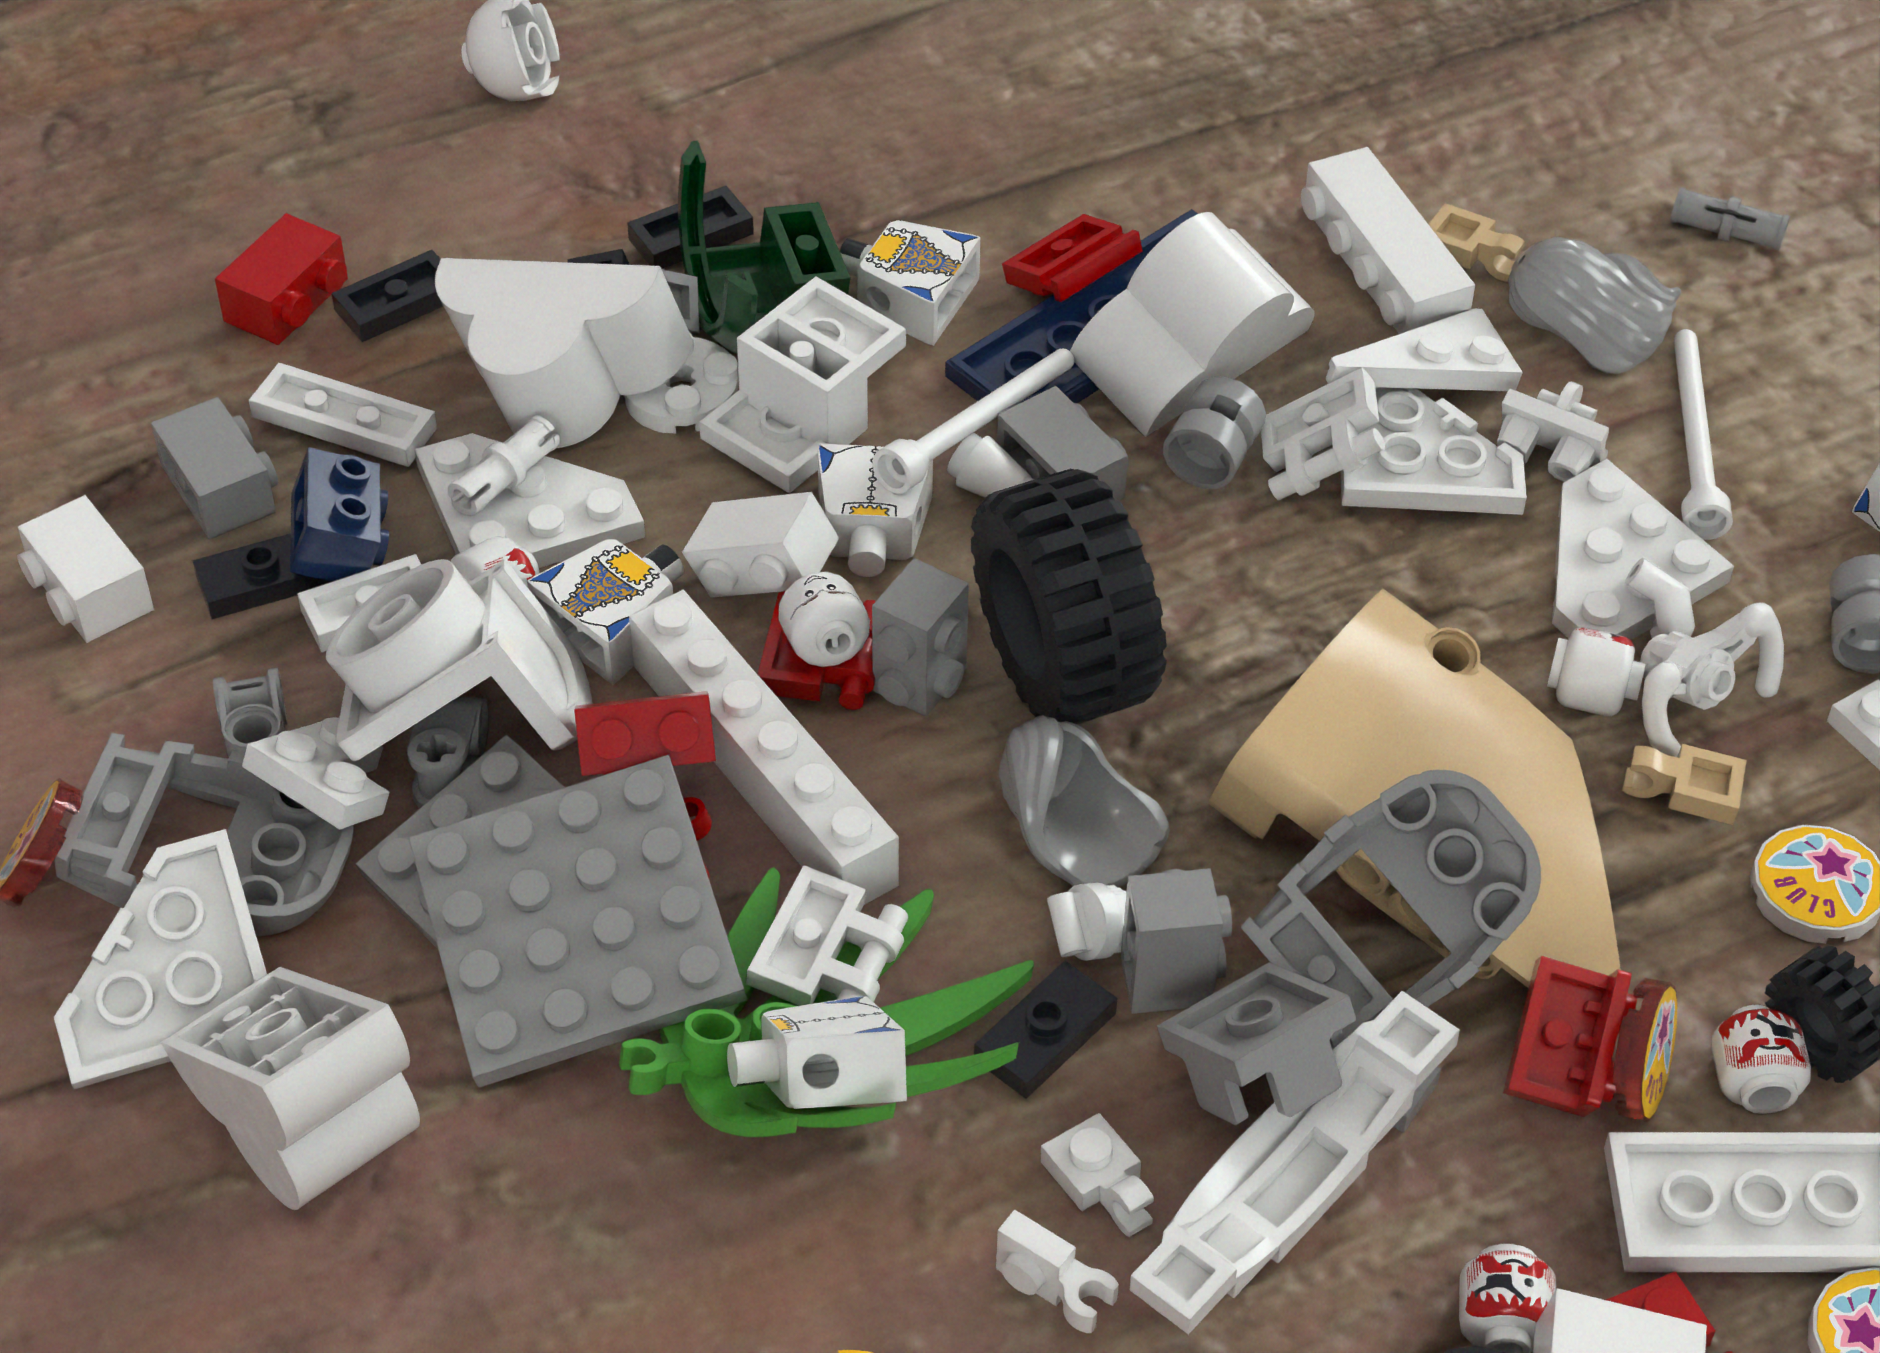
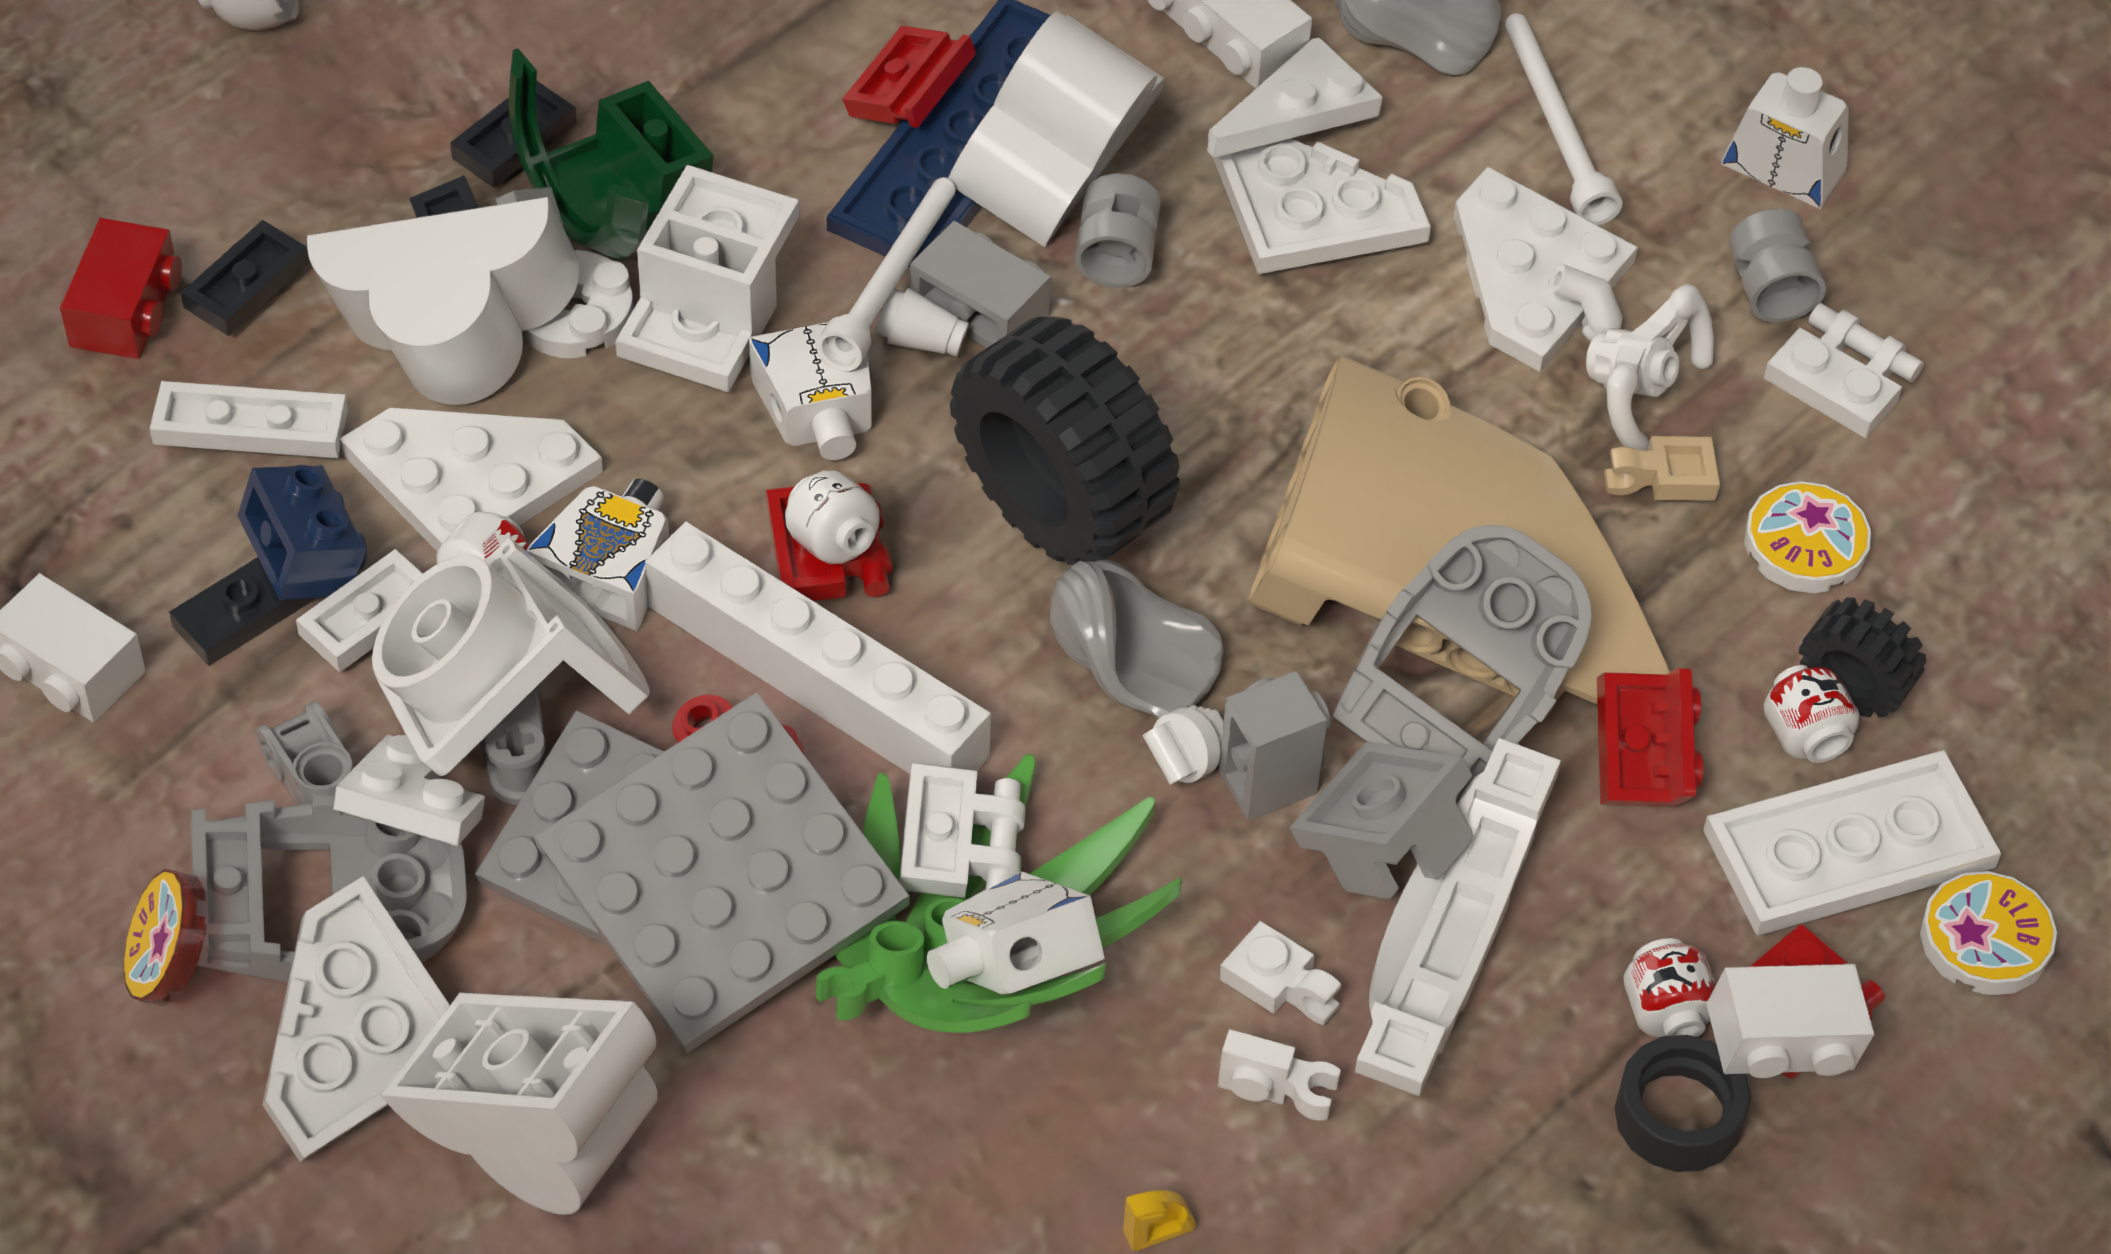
camera: 20 degrees left, 5 degrees up
(215, 466) = (146, 508): light grey brick -> none
(503, 465) = (447, 436): white pin -> none
(644, 729) = (717, 675): red brick -> none
(760, 544) = (735, 455): white brick -> none
(915, 275) = (761, 131): white torso -> none
(920, 637) = (929, 512): light grey brick -> none
(1048, 1027) = (1181, 847): black plate -> none
(1316, 421) = (1211, 197): white plate -> none
(1556, 424) = (1431, 143): white hips -> none
(1595, 671) = (1550, 384): white head -> none
(1646, 1050) = (1717, 734): tile -> none

